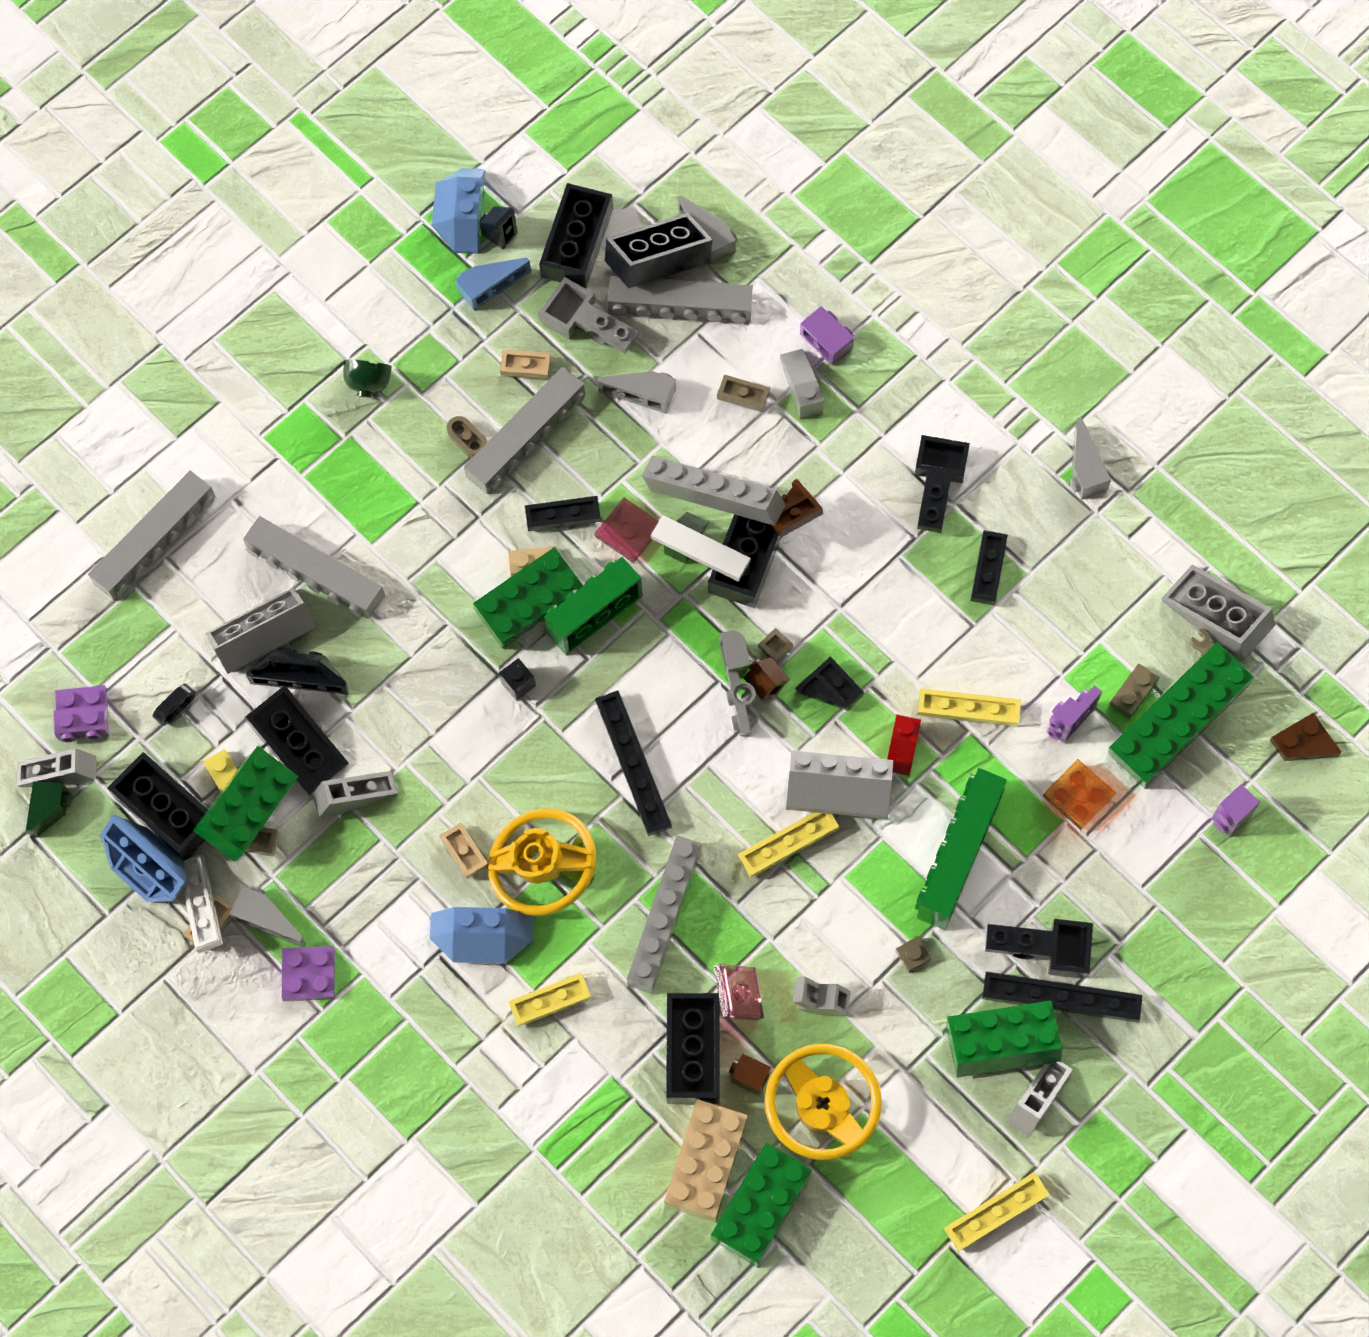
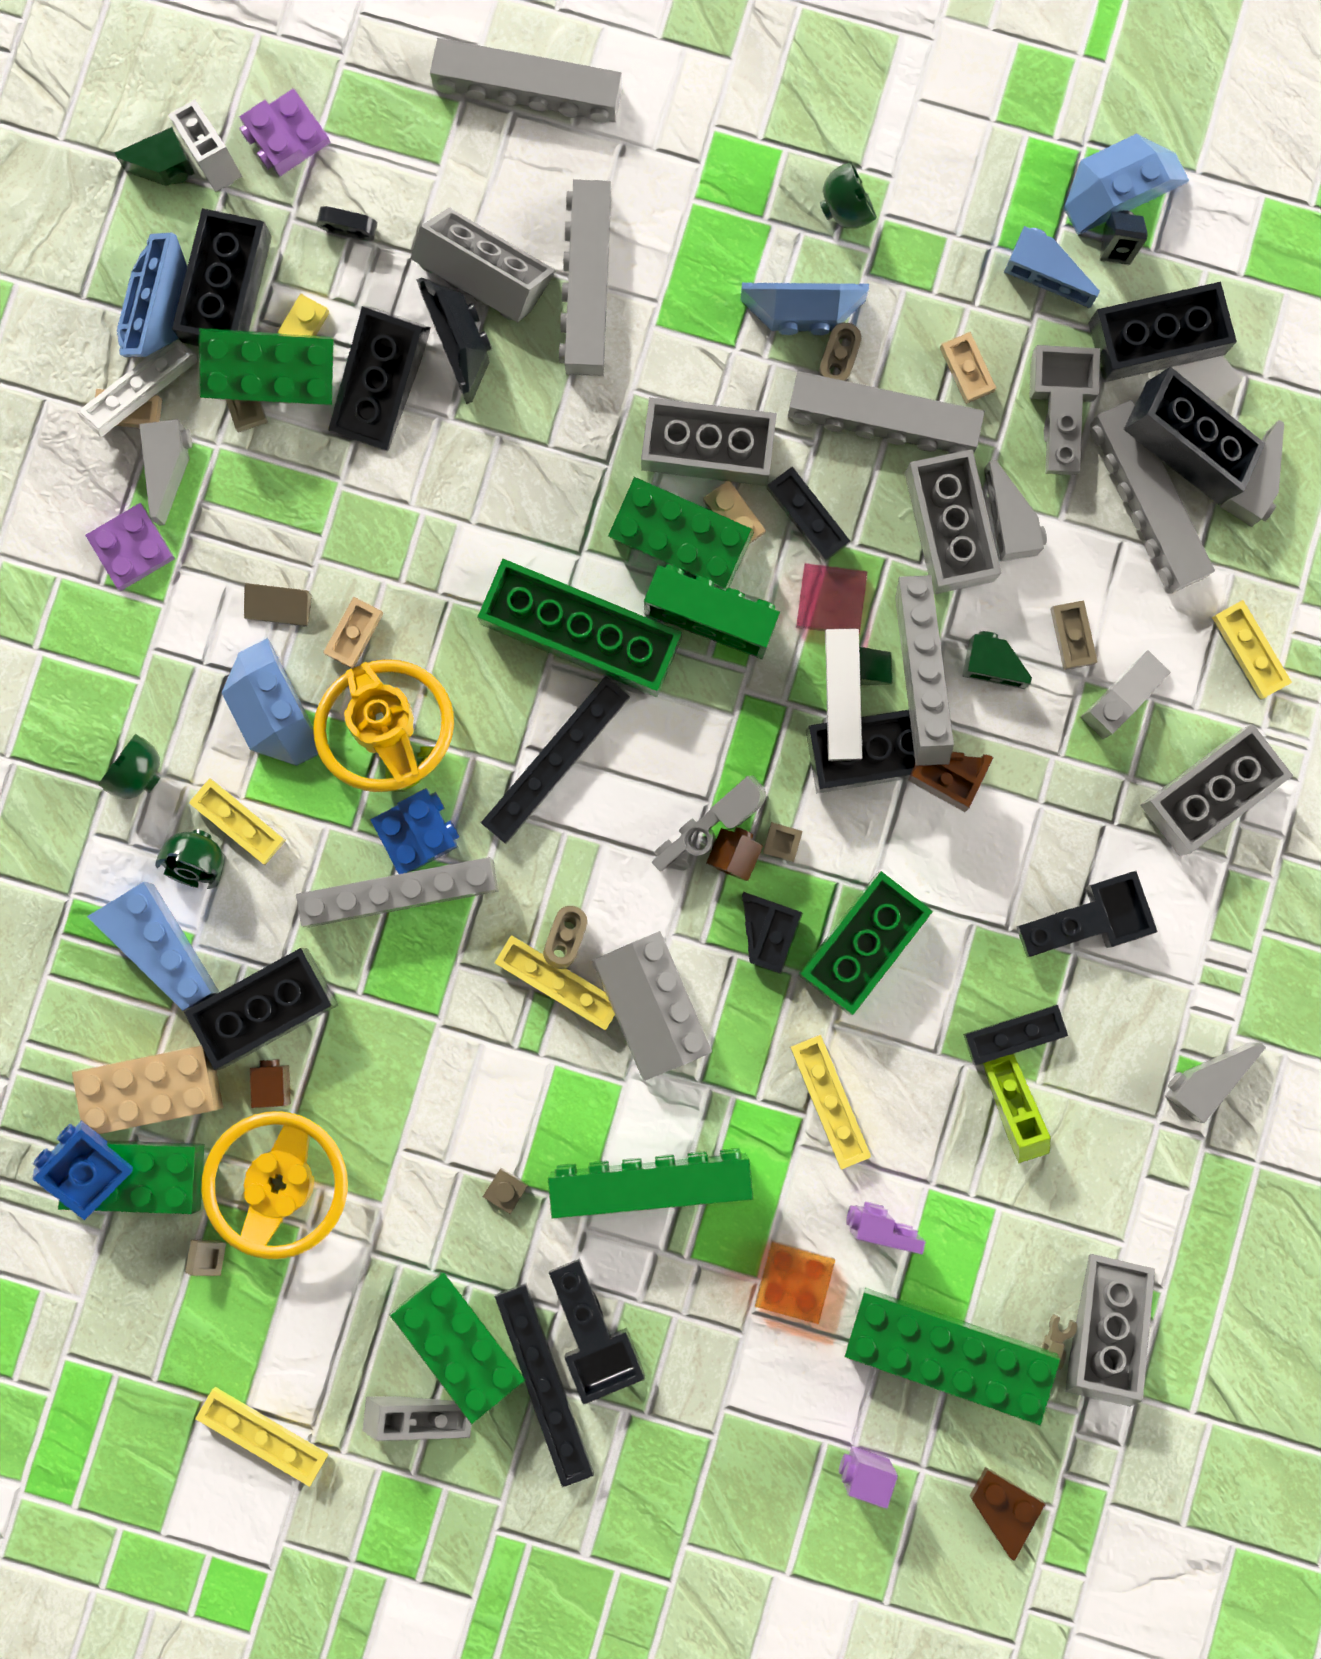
camera: 55 degrees right, 15 degrees up
(353, 792) = (353, 477): light grey slope -> none
(411, 893) = (277, 604): none -> dark tan slope
(419, 444) = (803, 305): none -> medium blue wedge
(471, 1050) = (133, 770): none -> dark green cylinder
(475, 548) = (708, 441): none -> light grey brick
(517, 679) = (581, 573): black brick -> none
(552, 696) = (579, 627): none -> green brick
(559, 1042) = (192, 859): none -> dark green cylinder
(604, 1100) = (154, 941): none -> medium blue wedge
(623, 425) = (952, 521): none -> light grey brick
(628, 882) = (415, 831): none -> blue plate
(732, 450) = (994, 661): none -> dark green slope
(738, 992) = (350, 1024): clear pink tile -> none
(738, 1221) = (80, 1169): none -> blue plate
(762, 818) = (565, 939): none -> dark tan plate
(816, 292) = (1251, 649): none -> light yellow plate
(821, 998) = (395, 1117): light grey brick -> none
(827, 335) = (1203, 691): medium lavender brick -> none
(847, 1184) = (205, 1258): none -> dark tan plate
(874, 627) = (865, 943): none -> green brick
(896, 360) = (1216, 790): none -> light grey brick
(903, 743) = (742, 1051): red slope -> none
(1039, 591) = (1017, 1109): none -> lime slope
(1134, 690) = (958, 1280): dark tan plate -> none

